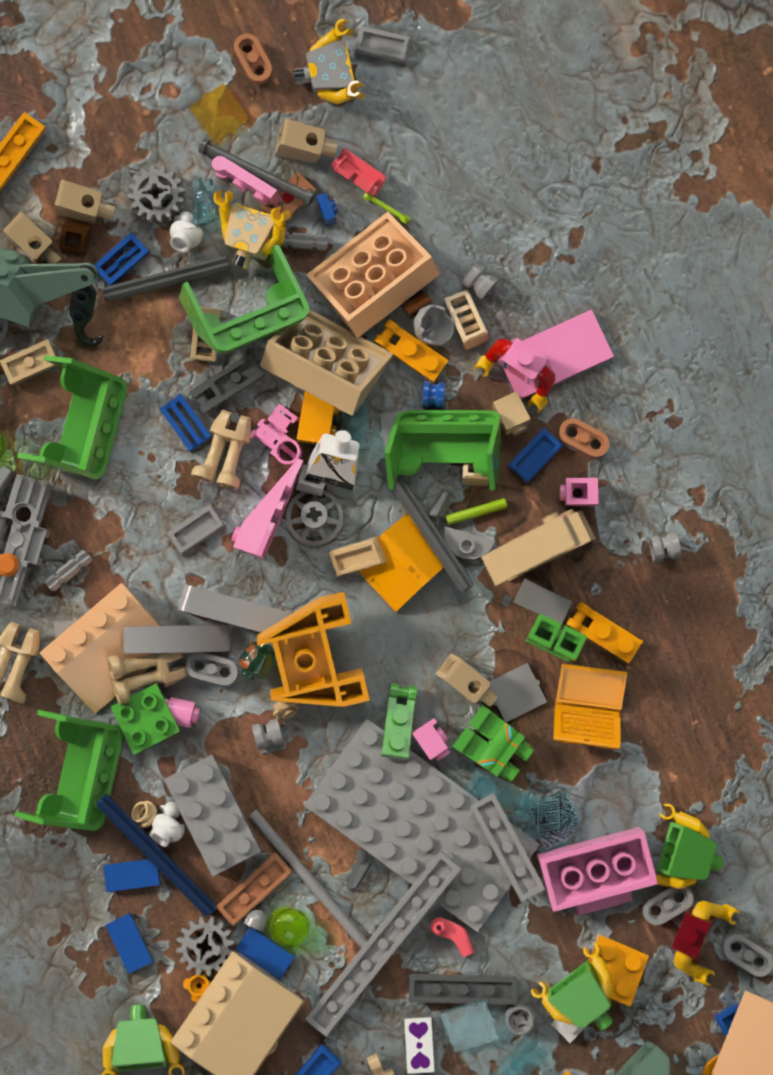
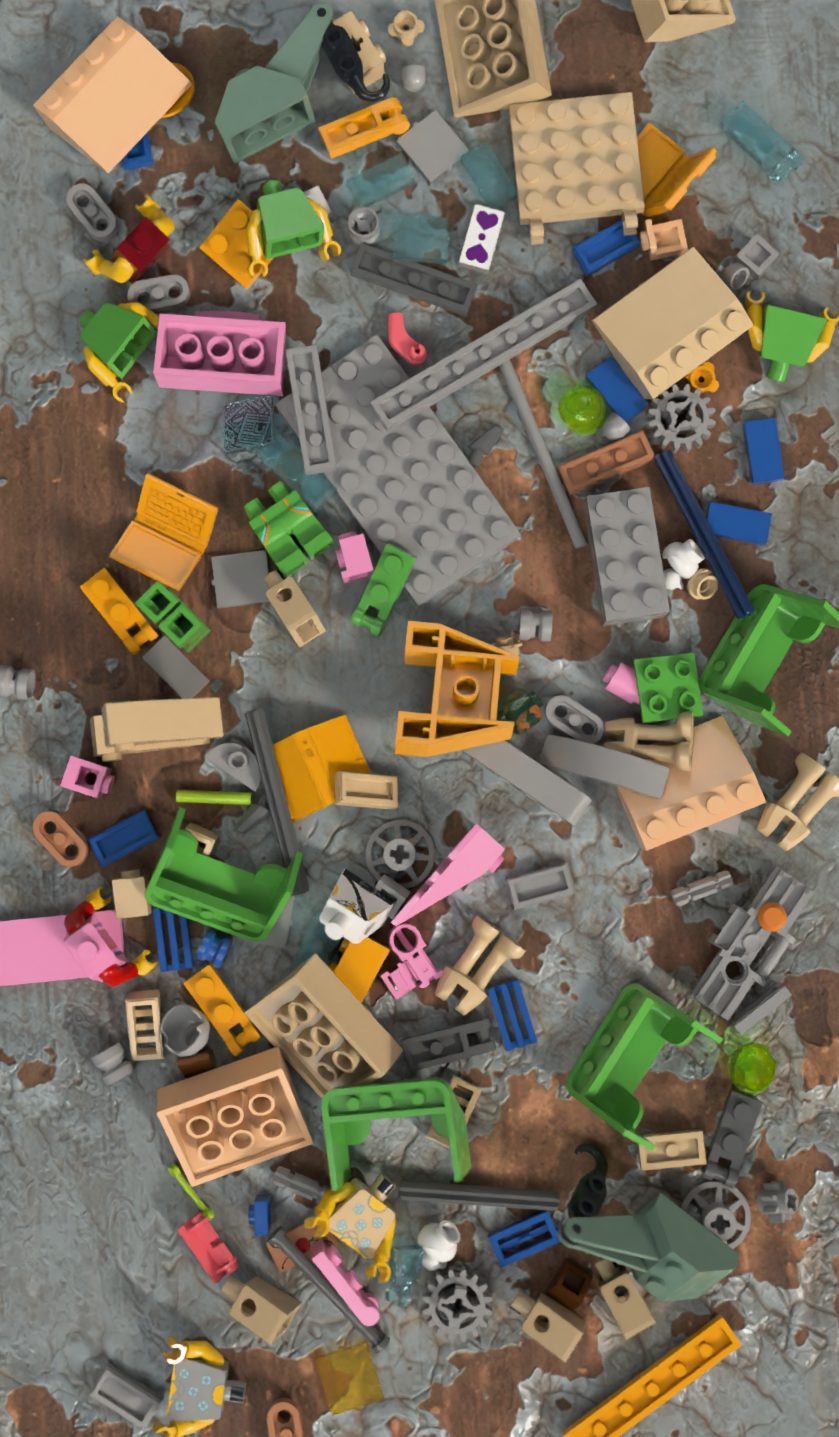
camera: 155 degrees left, 0 degrees up
(459, 372) = (161, 944): none -> blue tile

